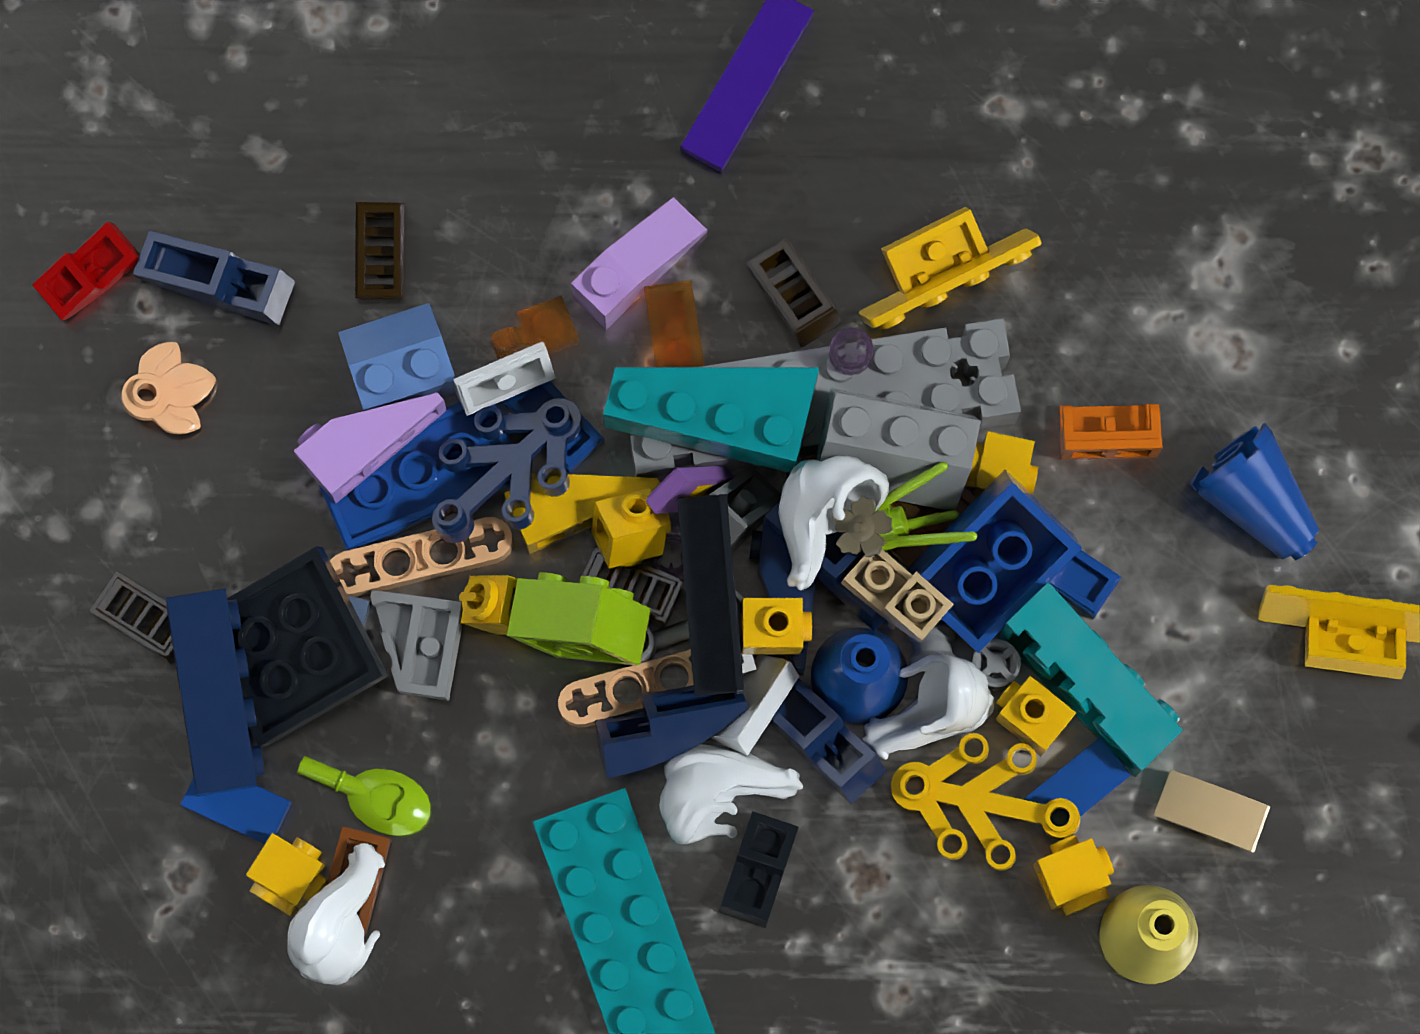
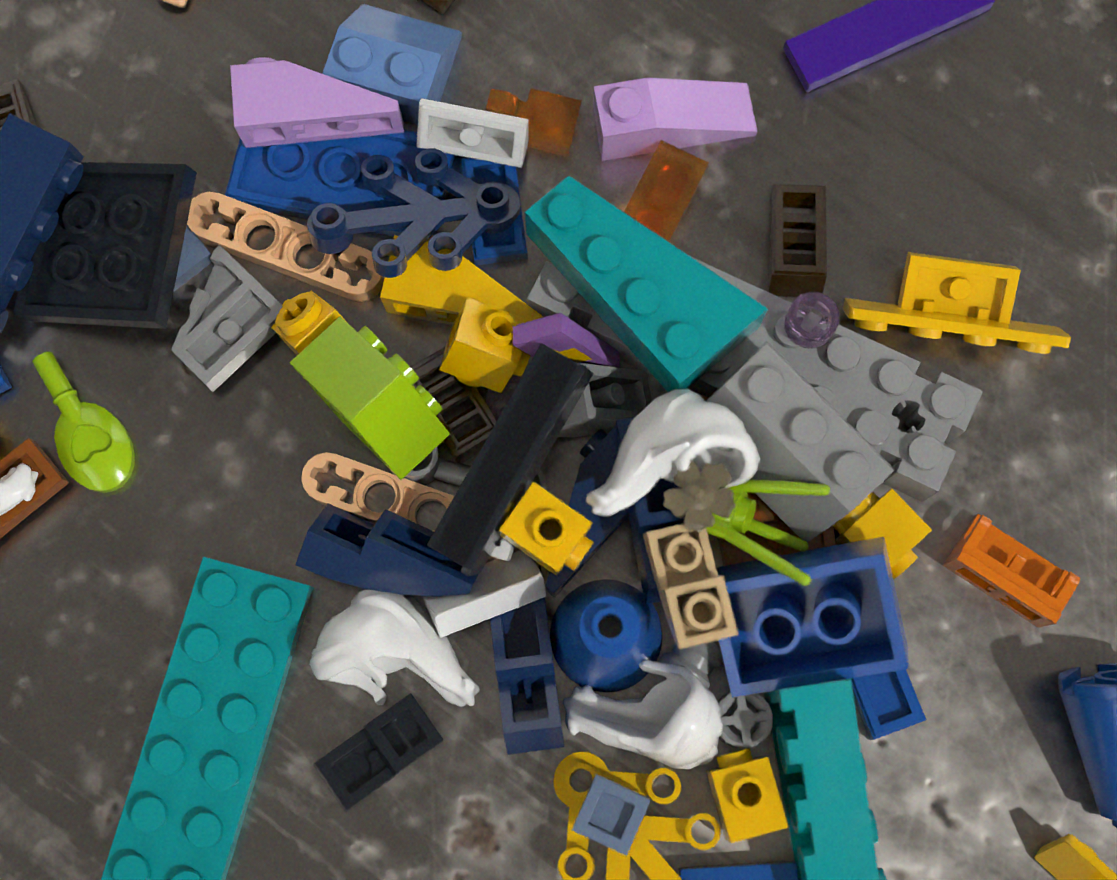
camera: 40 degrees right, 0 degrees up
(951, 790) = (611, 814): none -> sand blue plate

